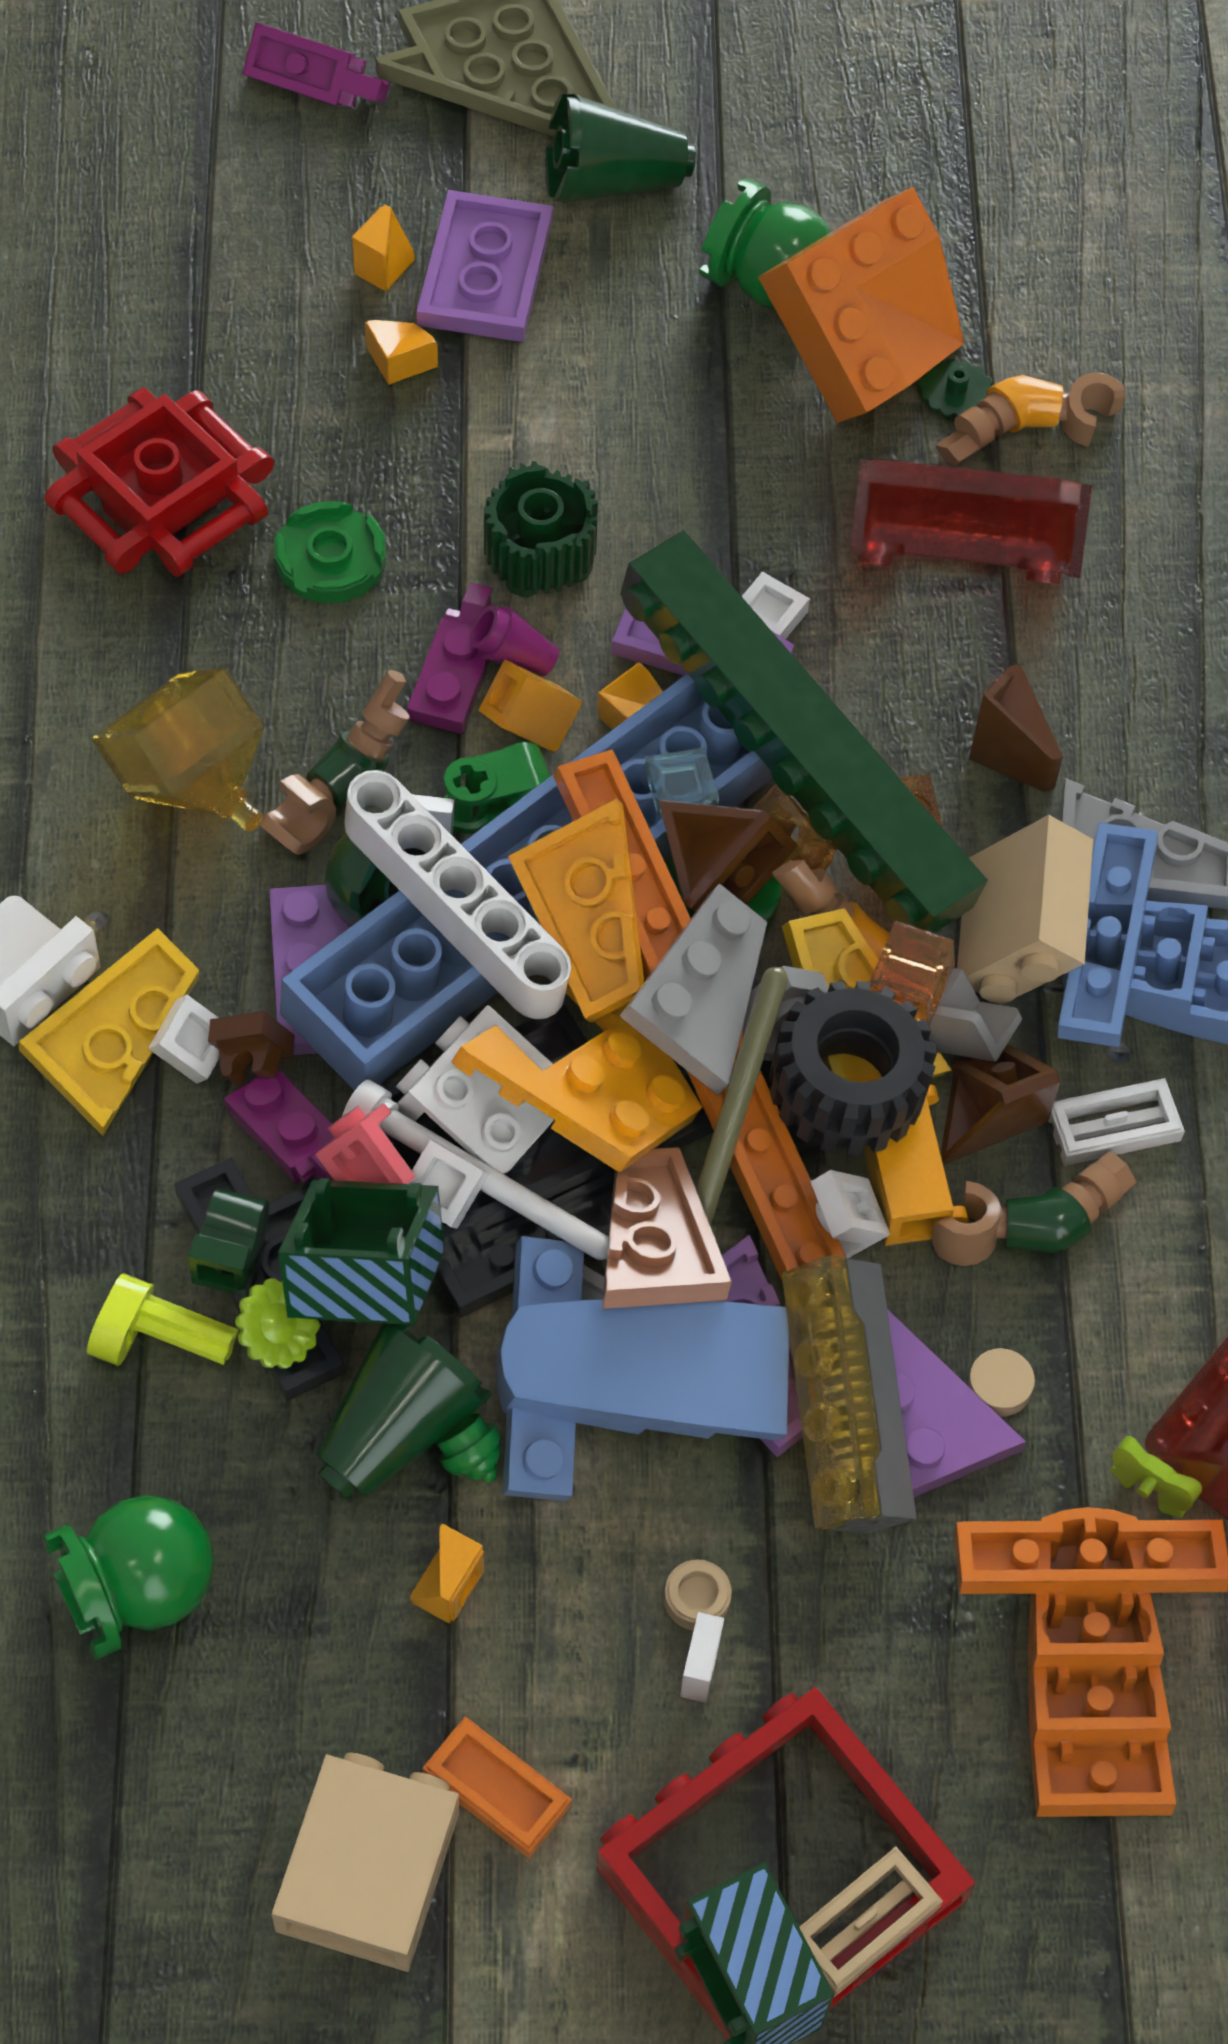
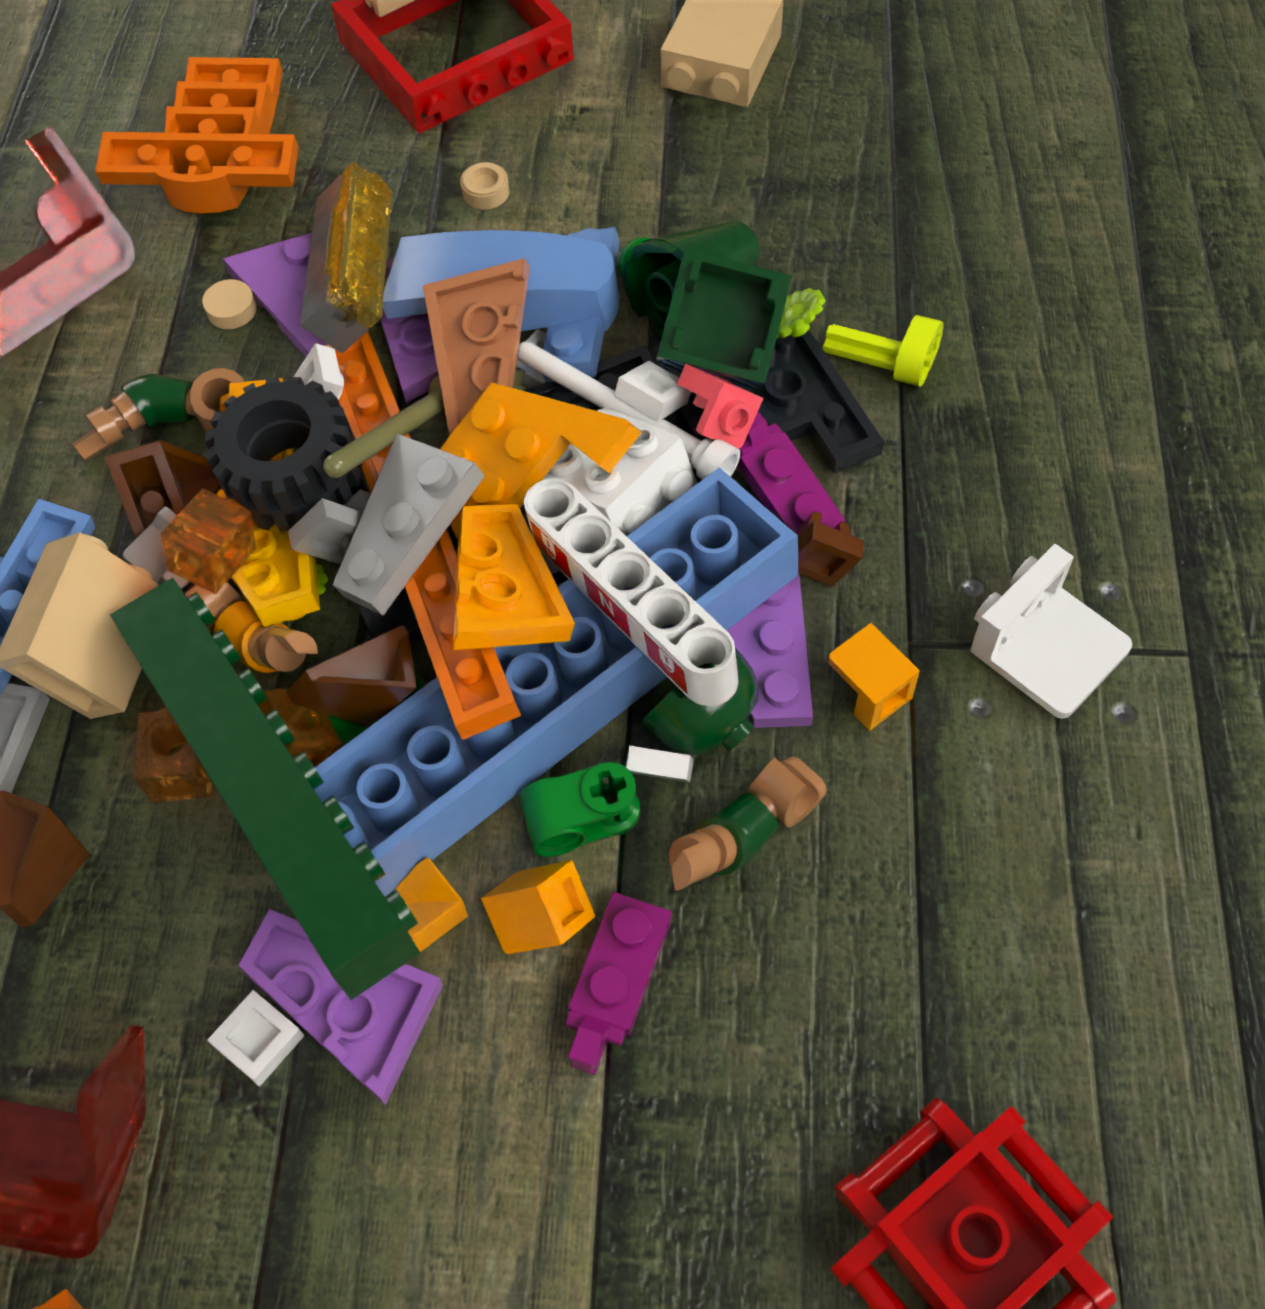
camera: 170 degrees left, 0 degrees up
(103, 1034) = (949, 584): yellow wing -> none
(136, 1568) = (896, 169): green tile -> none
(184, 1039) = (881, 569): white tile -> none
(188, 746) = (916, 837): clear yellow piece -> none
(203, 914) = (877, 673): none -> light orange panel
(229, 1242) = (834, 367): dark green leg -> none
(330, 552) = (757, 1145): green tile -> none
(450, 1575) = (661, 188): light orange slope -> none
(498, 1787) = (635, 91): orange tile -> none
(506, 635) = (553, 974): magenta cone -> none
(540, 530) = (470, 1113): dark green brick -> none
(681, 778) = (389, 731): clear light blue tile -> none
(701, 1657) = (487, 133): white tile -> none
(1120, 1142) = (85, 498): white tile -> none
(1174, 1490) = (135, 219): lime piece -> none

